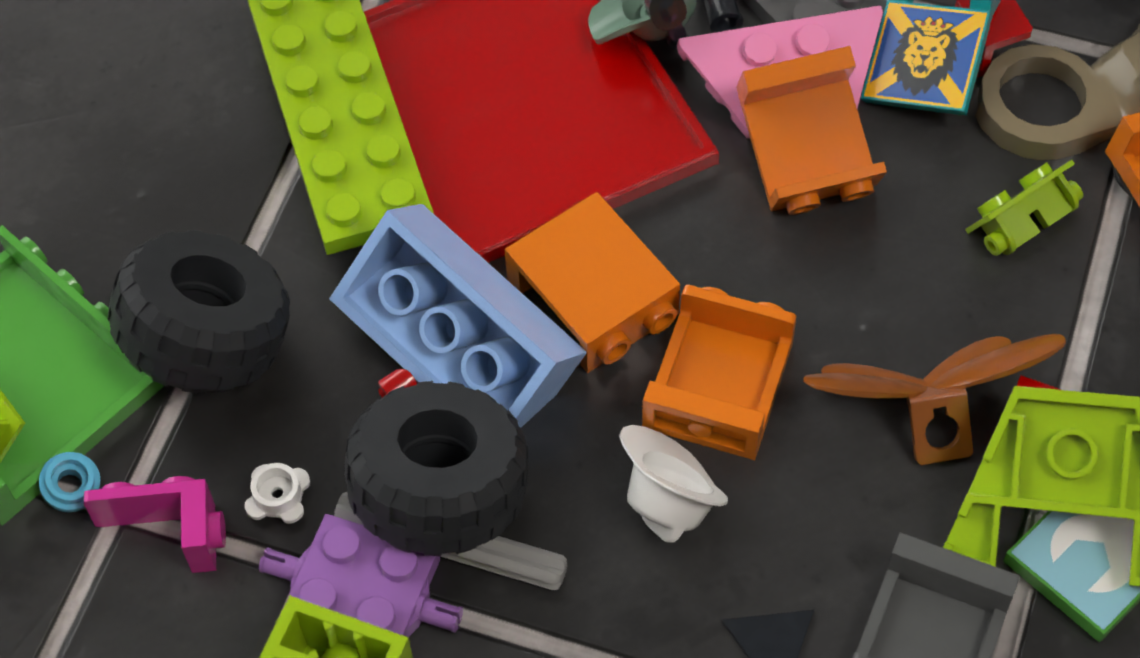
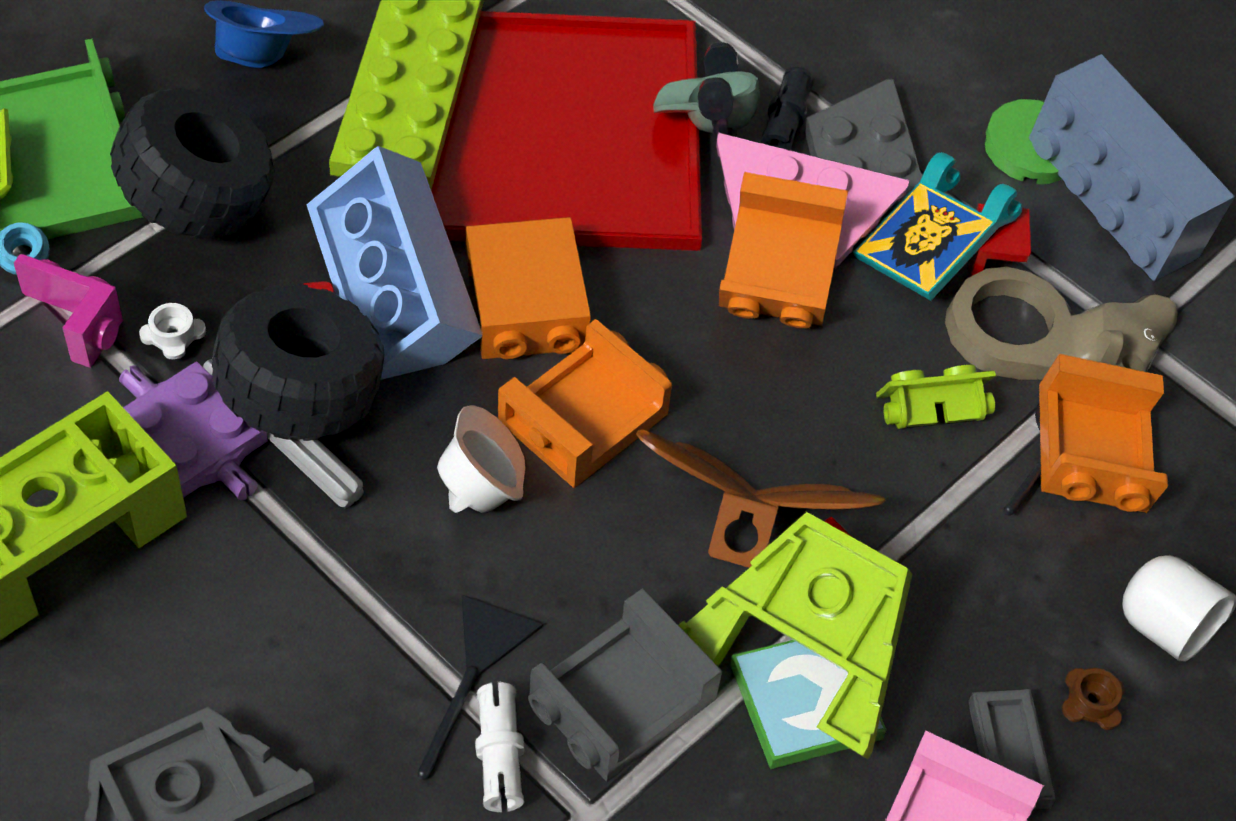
camera: 20 degrees right, 5 degrees down
(159, 138) = (256, 34): none -> blue piece

